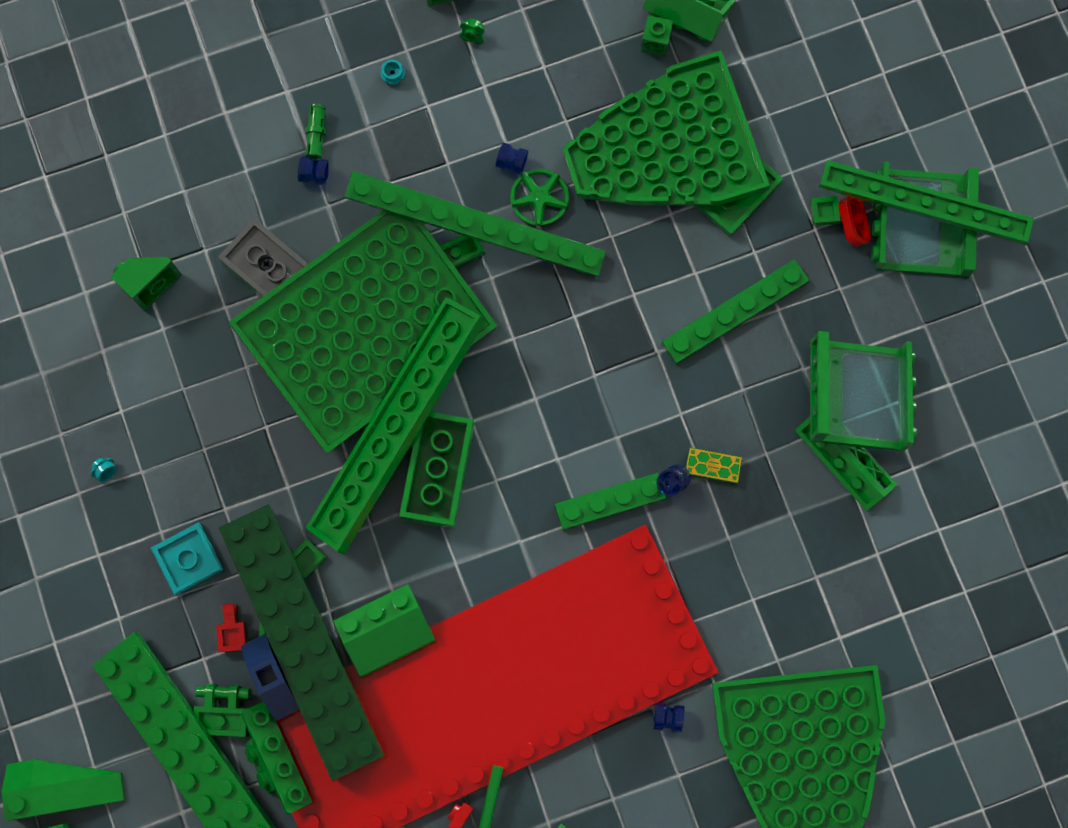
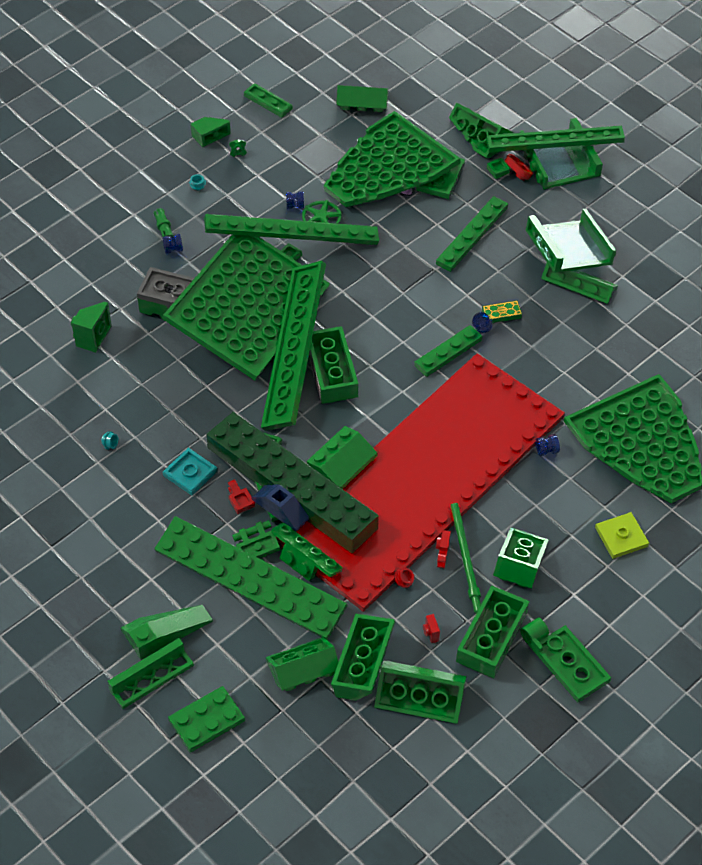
camera: 25 degrees left, 25 degrees down
(656, 35) = (352, 116): green brick -> none
(830, 128) = (476, 128): none -> green wedge

